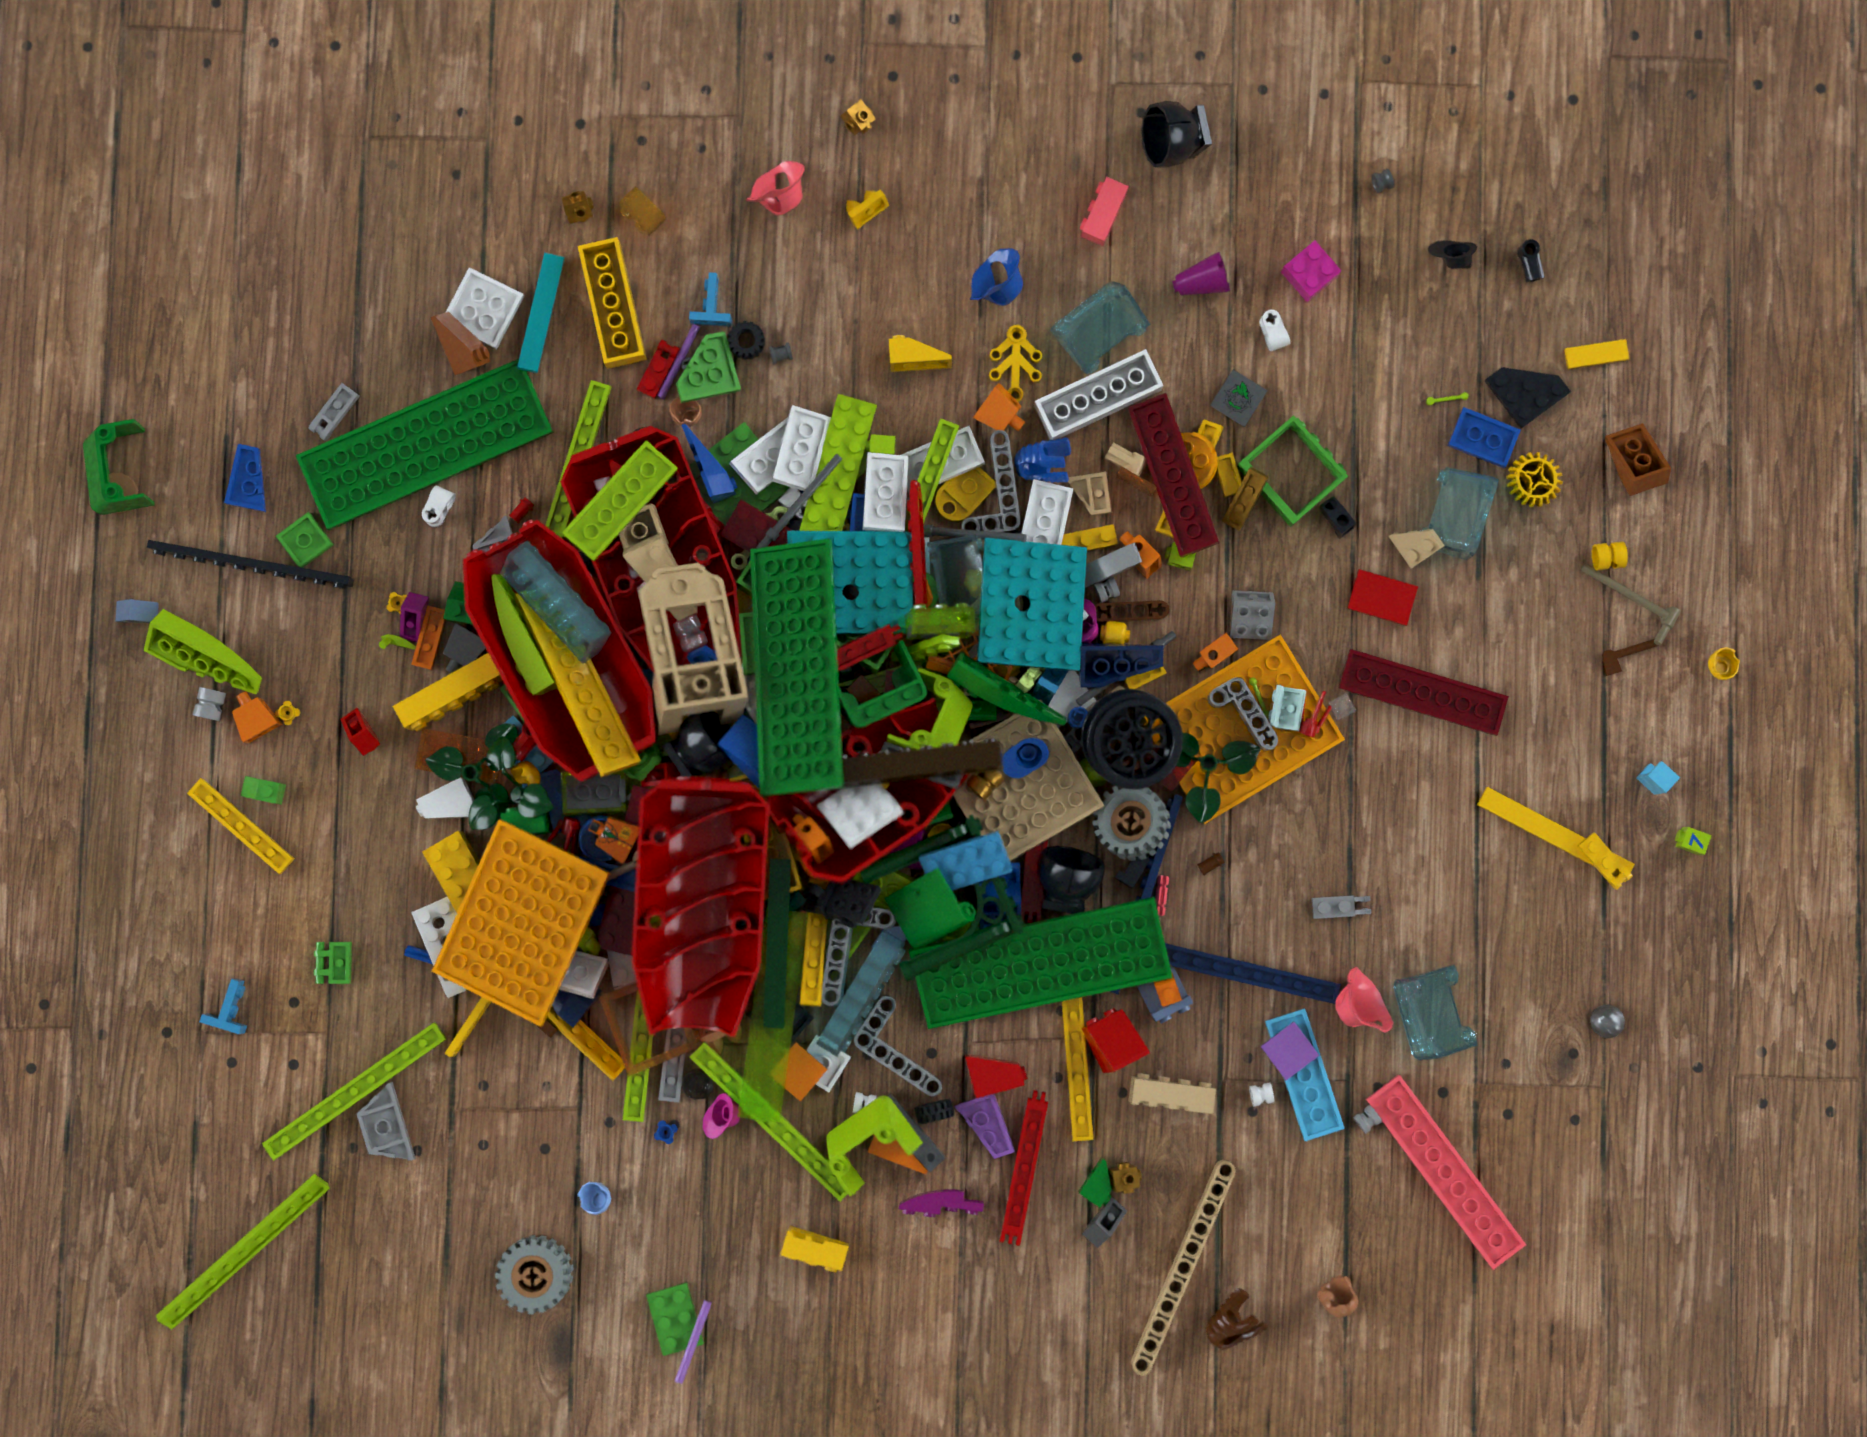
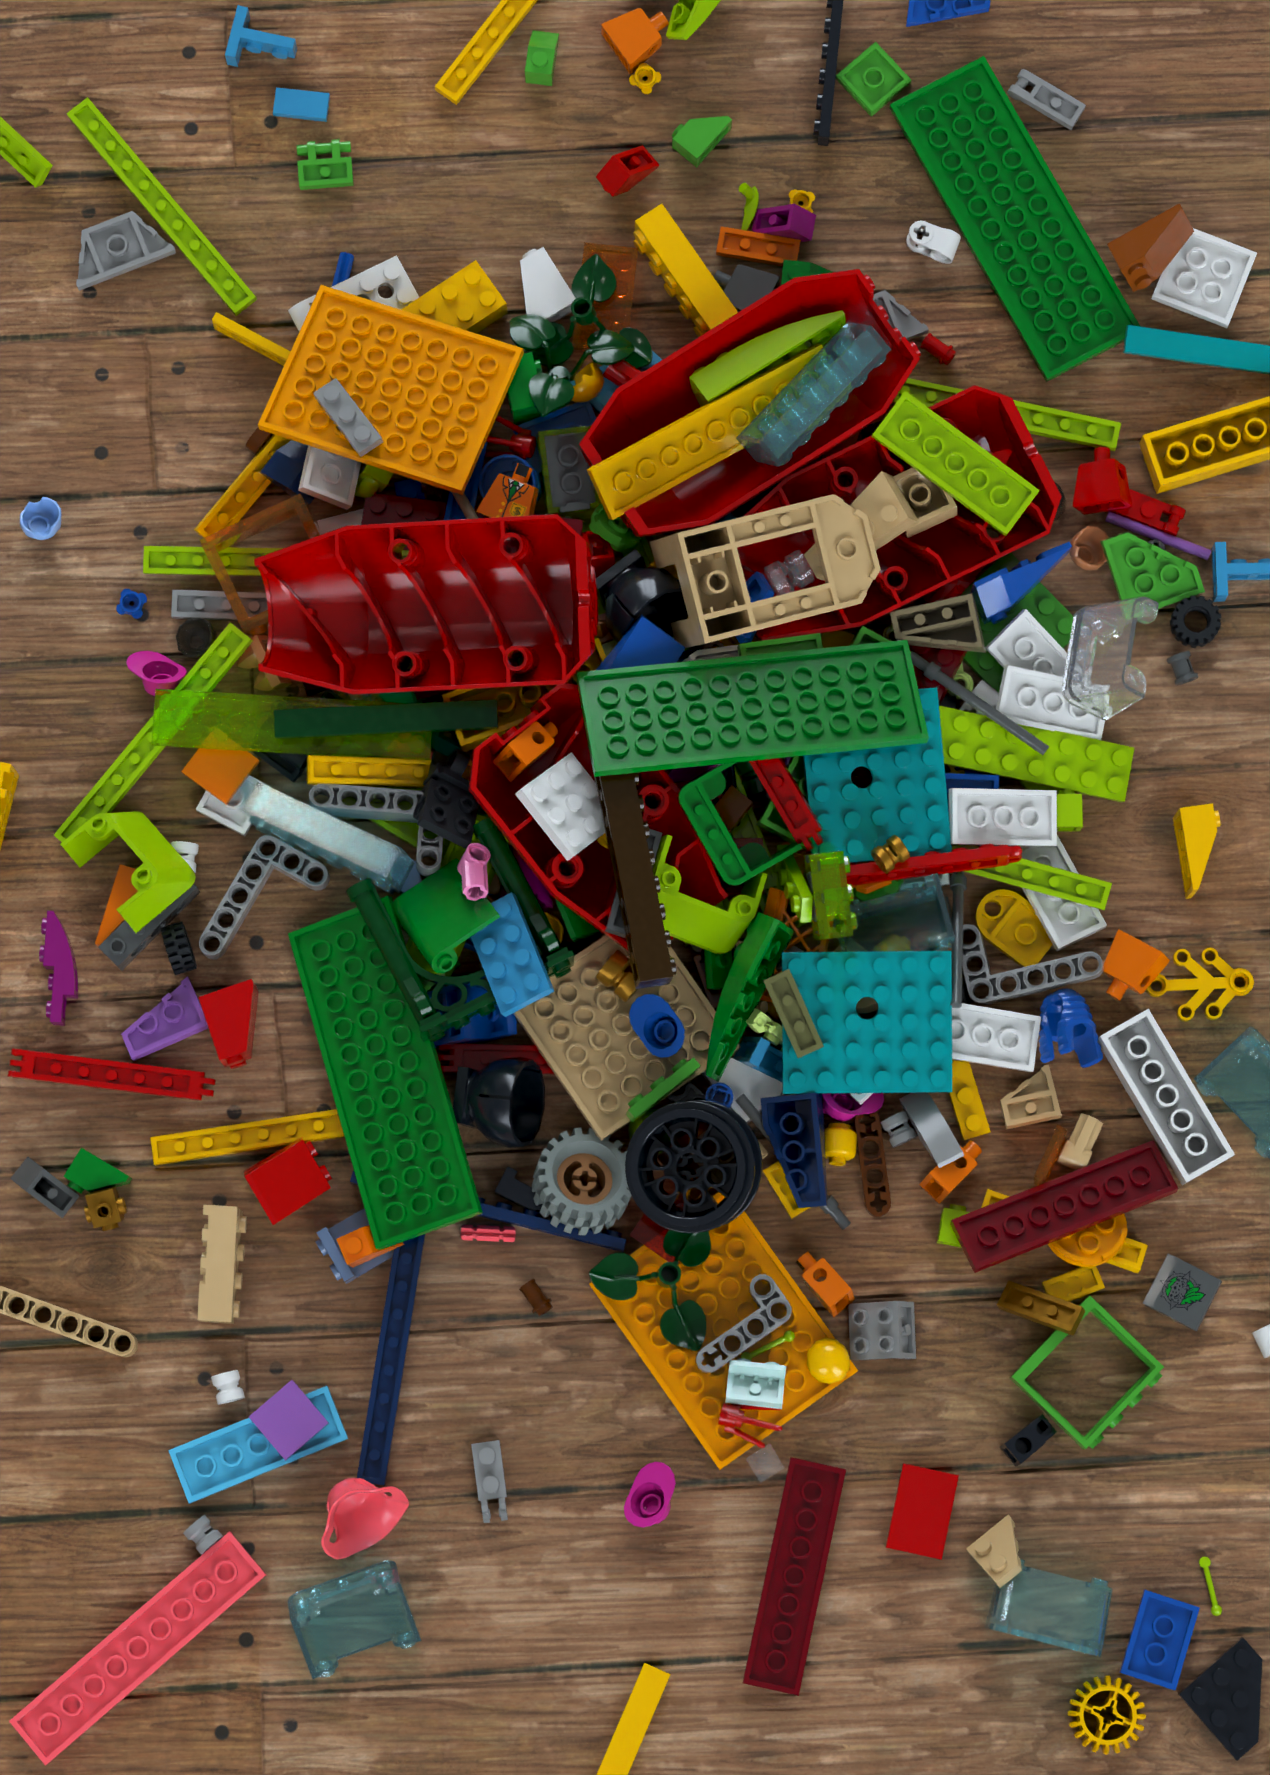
camera: 85 degrees right, 5 degrees down
(282, 978) = (301, 104): none -> dark azure tile
(339, 675) = (700, 137): none -> bright green slope
(541, 956) = (348, 417): none -> light grey plate
(637, 398) = (1101, 485): none -> red torso
(739, 522) = (941, 625): none -> dark tan wedge
(771, 408) = (1100, 654): none -> clear windscreen
(900, 884) = (474, 871): none -> bright pink piece
(911, 575) = (890, 854): none -> pearl gold wheel
(1024, 656) = (793, 1013): none -> olive plate
(1070, 758) = (661, 1088): none -> bright green plate
(1272, 654) = (828, 1360): none -> yellow hair
(1361, 791) = (650, 1495): none -> dark pink piece

